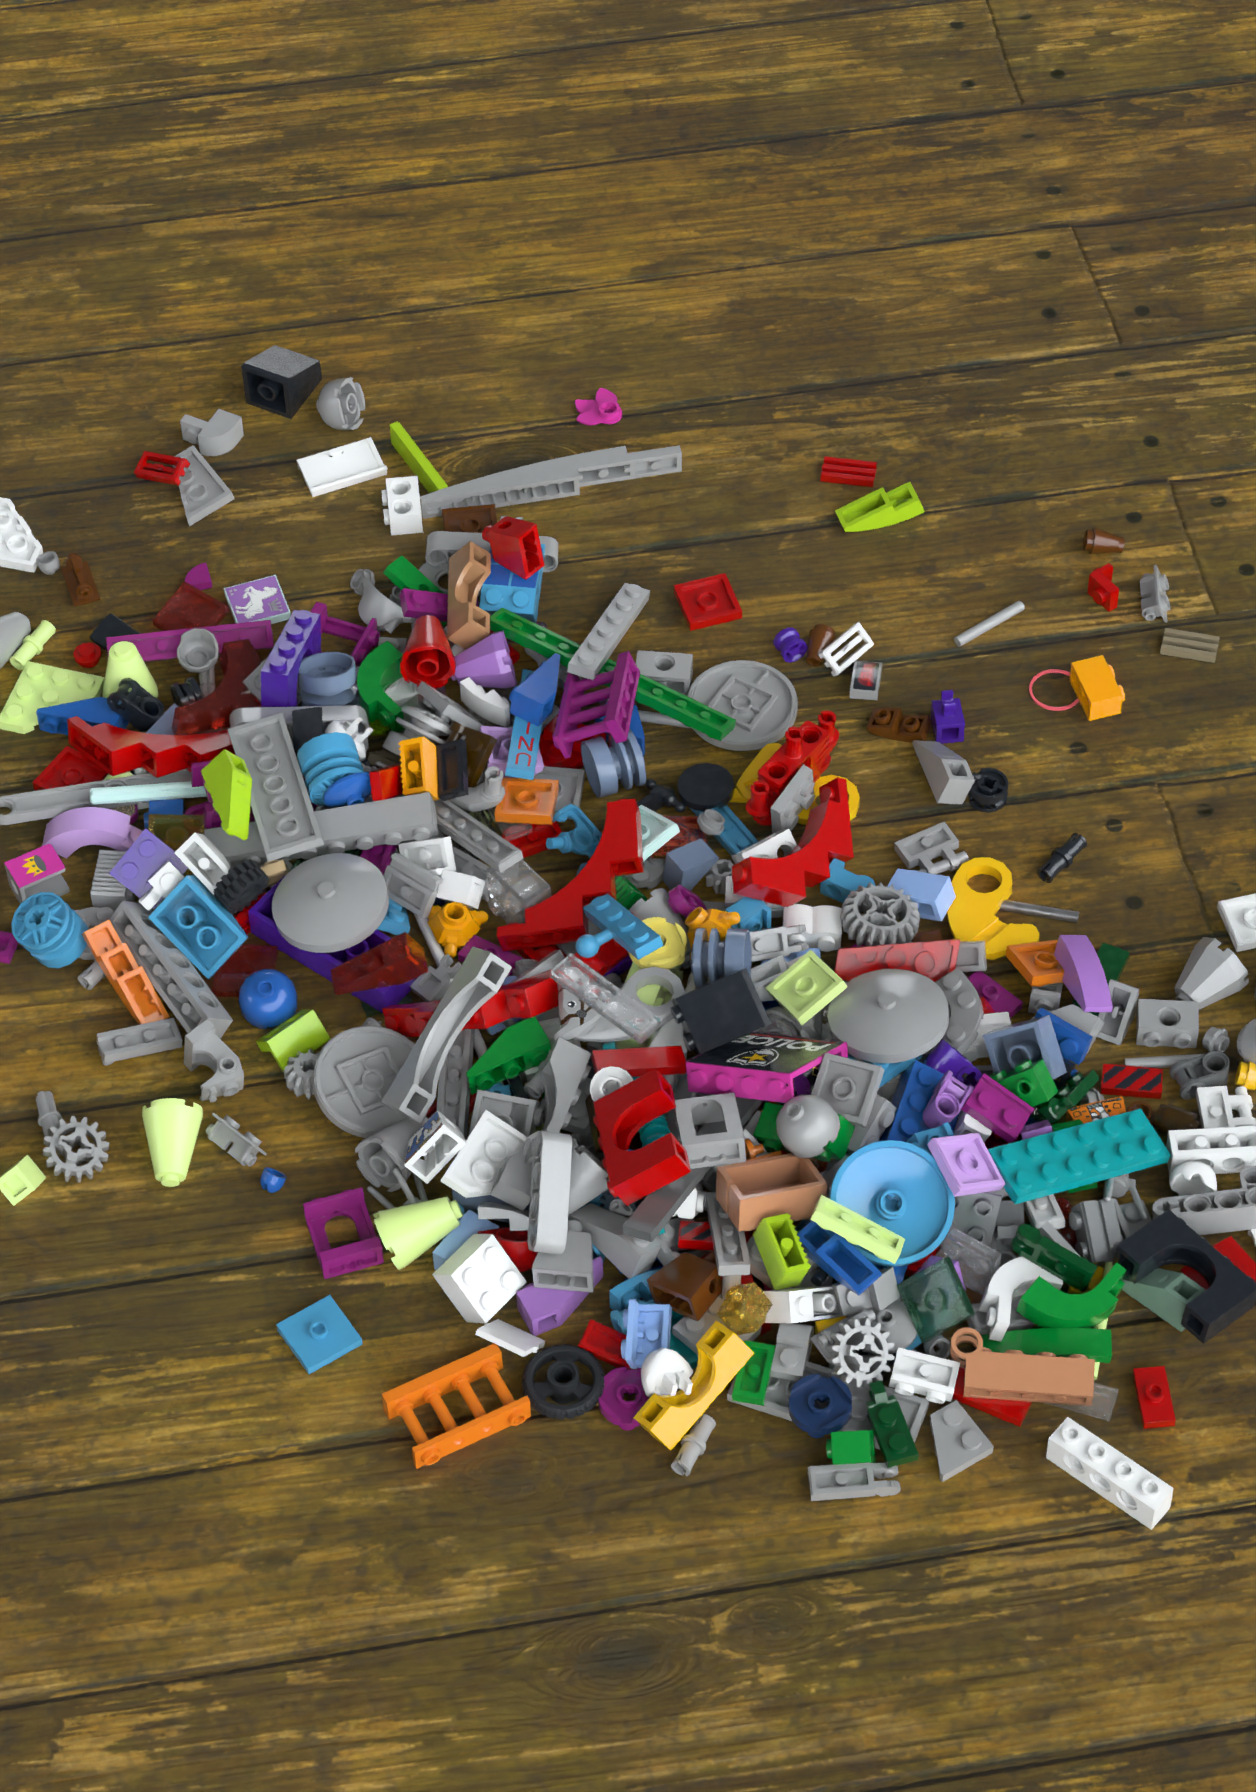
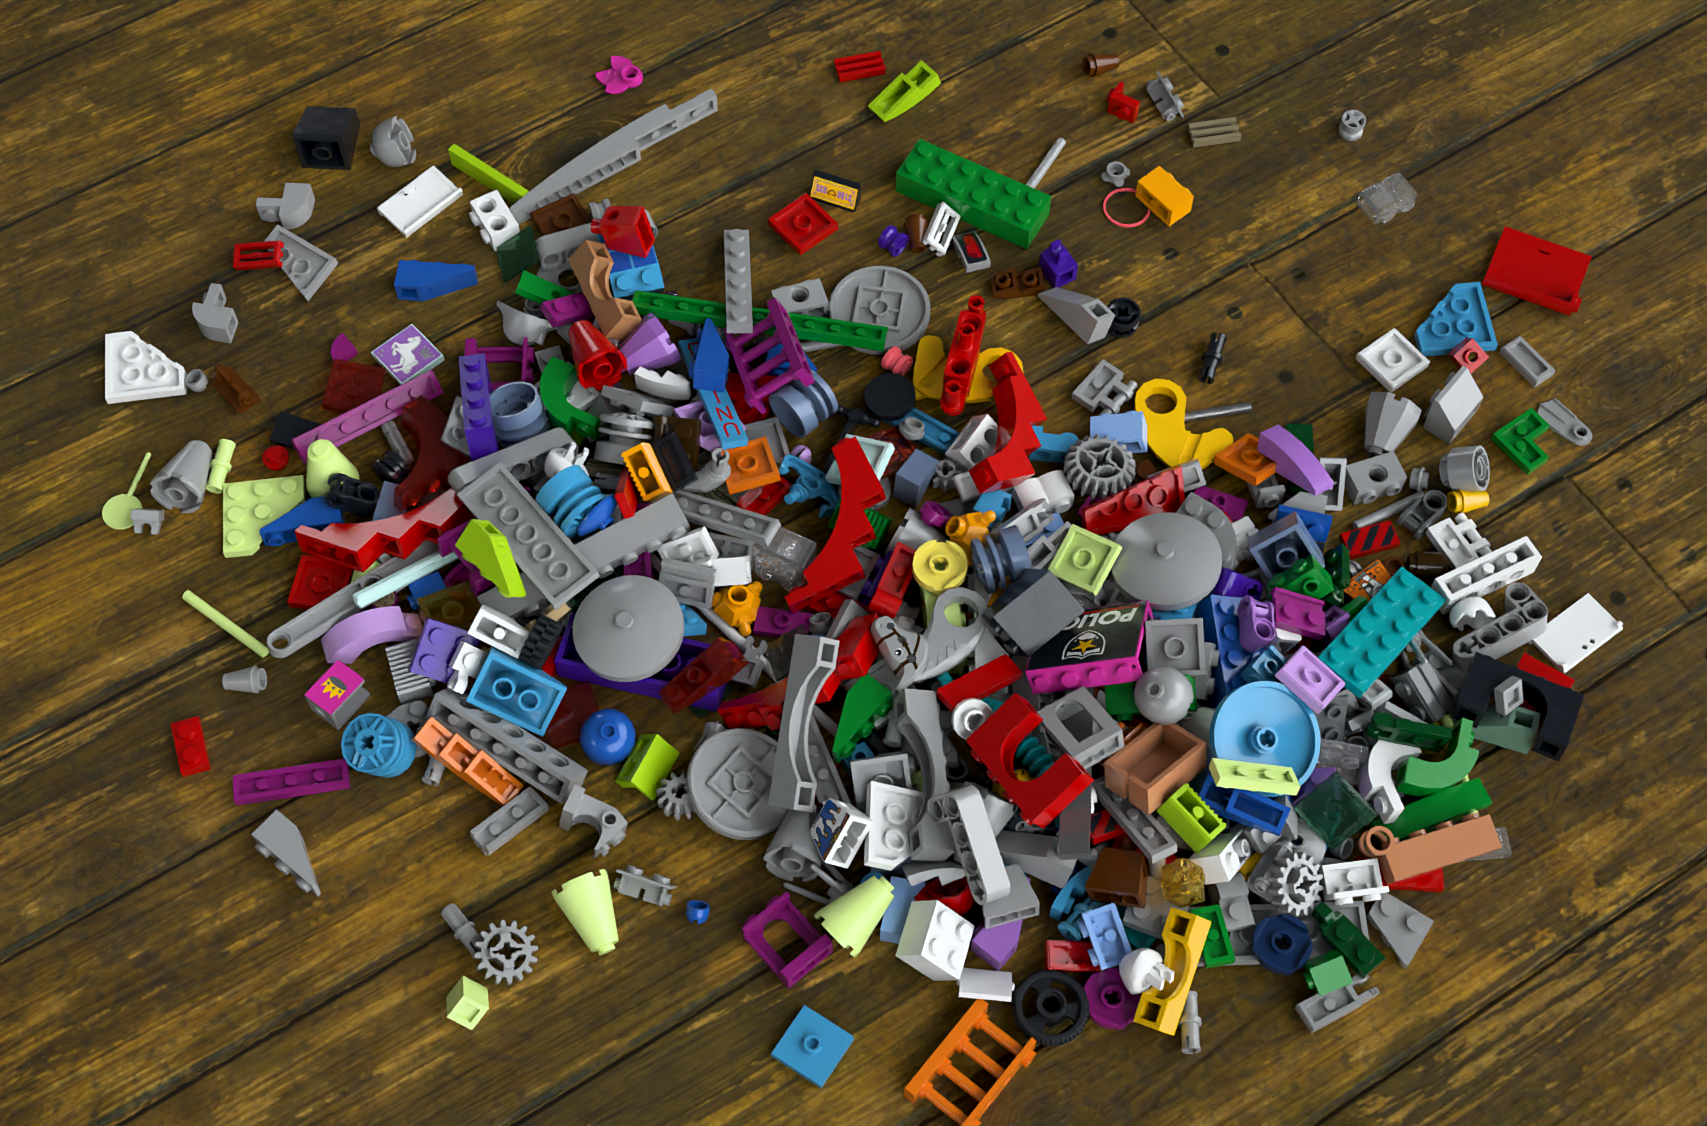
camera: 25 degrees left, 10 degrees up
(93, 510) = (214, 319): none -> light grey brick
(197, 650) = (382, 422): light grey hair -> none
(306, 725) = (529, 469): black slope -> none
(311, 540) = (430, 280): none -> blue slope
(356, 580) = (490, 306): light grey plate -> none
(409, 541) = (517, 254): none -> clear green piece
(593, 812) = (805, 455): none -> lavender hinge
(605, 998) = (928, 637): clear plate -> none
(618, 925) = (902, 562): dark azure plate -> none
(731, 757) = (896, 361): none -> coral wheel
(757, 581) = (835, 191): none -> slope
(793, 799) = (978, 391): light grey plate -> none
(897, 625) = (974, 193): none -> green brick
(1060, 652) = (1116, 168): none -> light grey plate
(1109, 1473) = (1541, 908): white brick -> none
(1153, 1397) = (1534, 822): red plate -> none
(1178, 1259) = (1508, 695): none -> light grey plate

